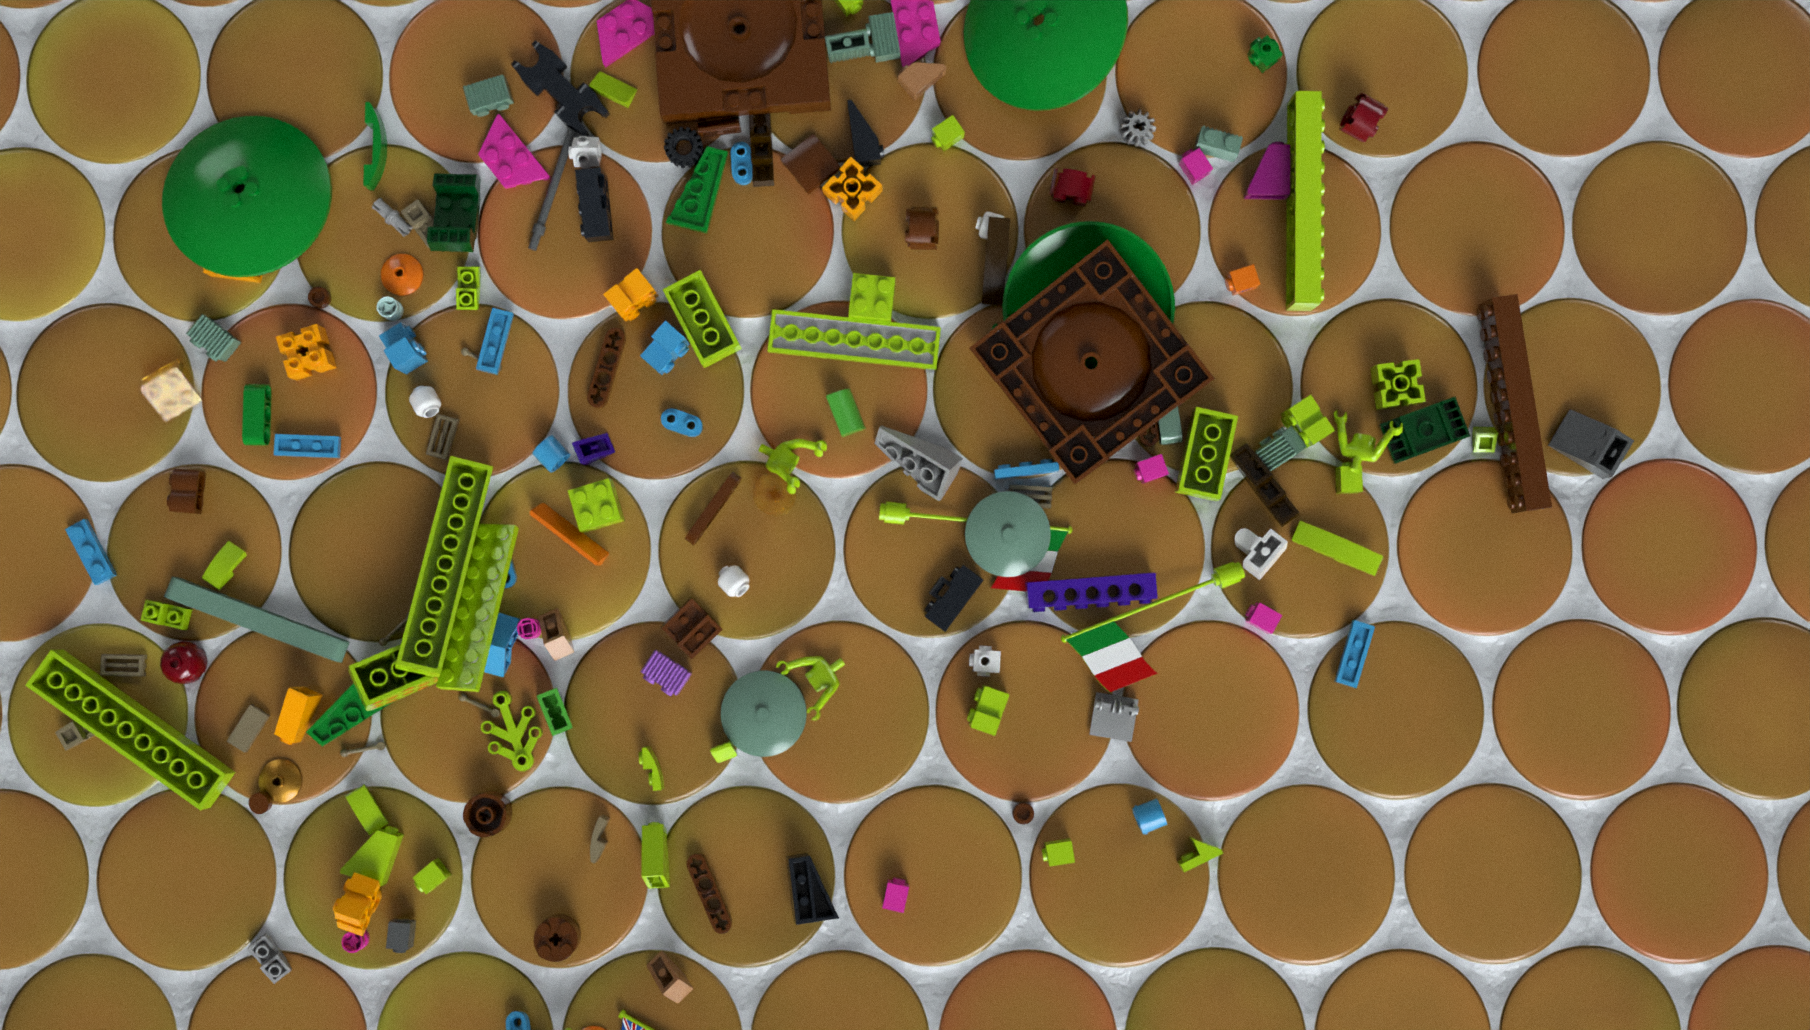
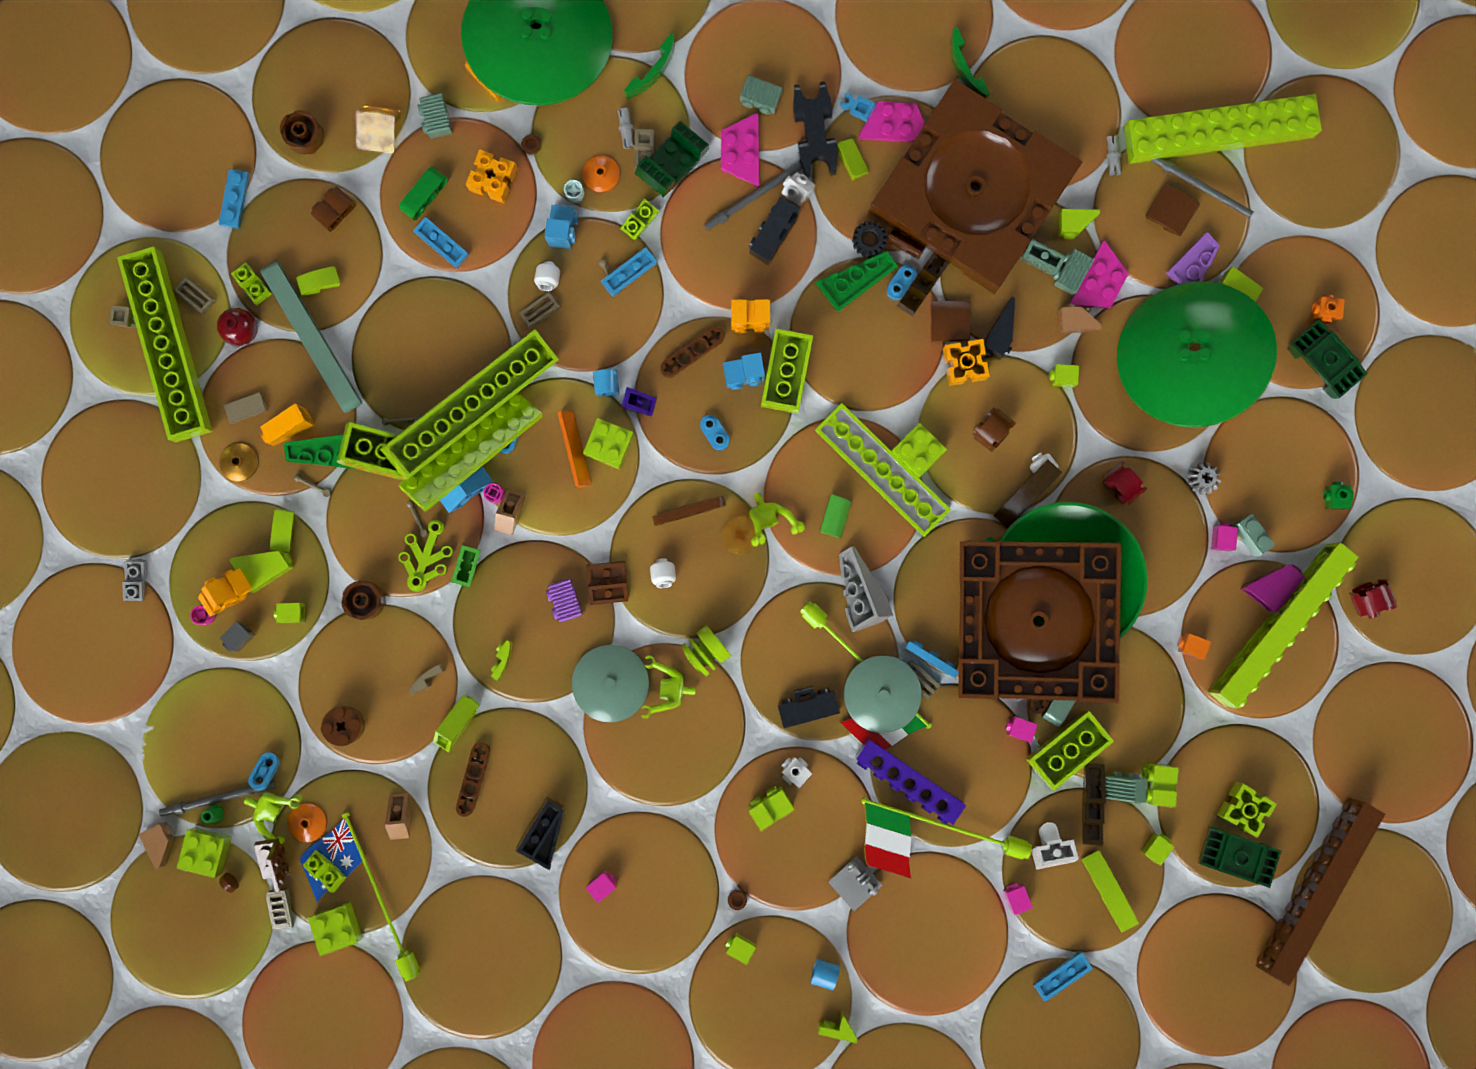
camera: 35 degrees right, 0 degrees up
(105, 445) = (311, 132): none -> reddish brown brick
(260, 802) = (213, 466): reddish brown tile -> none
(585, 39) = (860, 108): none -> dark azure plate
(723, 752) = (561, 688): slope -> none
(824, 618) = (705, 651): none -> lime wheel
(1362, 445) = (1186, 833): lime piece -> none
(1484, 439) = (1278, 897): lime slope -> none
(1591, 444) = (1353, 962): dark grey slope -> none

